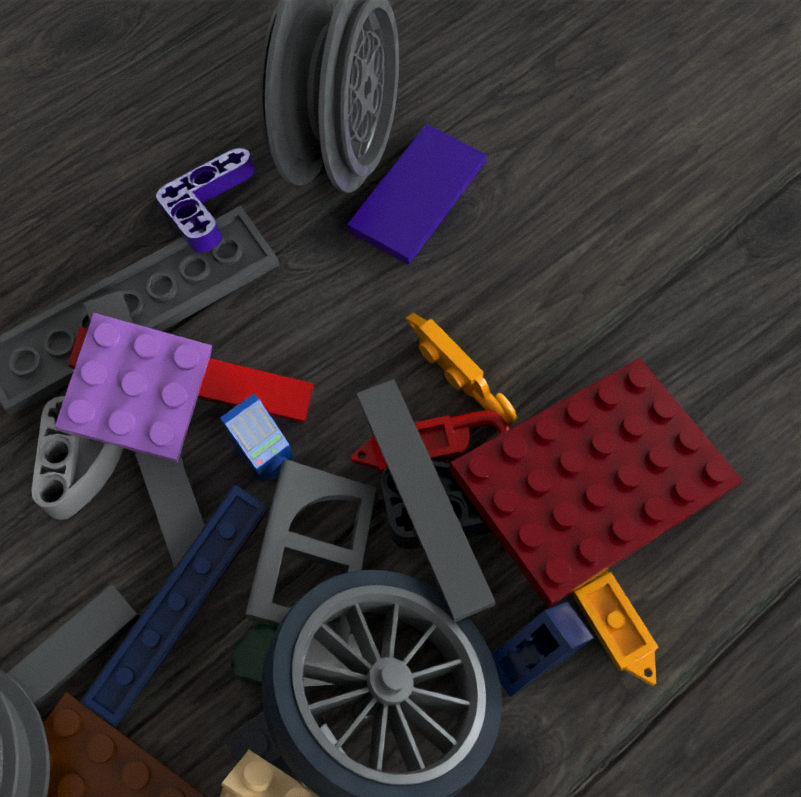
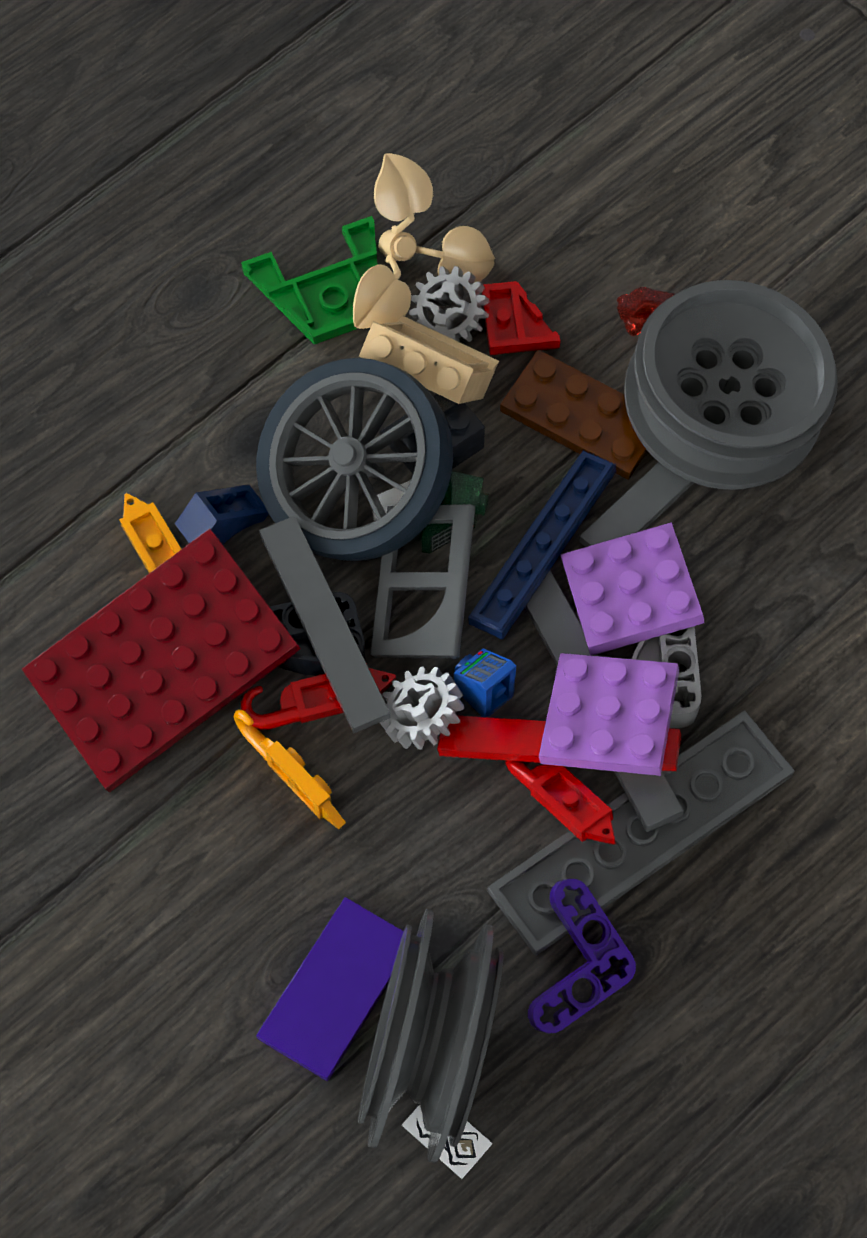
camera: 175 degrees right, 0 degrees up
(87, 533) = (632, 589): none -> medium lavender plate
(189, 317) = (567, 800): none -> red plate
(328, 434) = (422, 707): none -> light grey gear

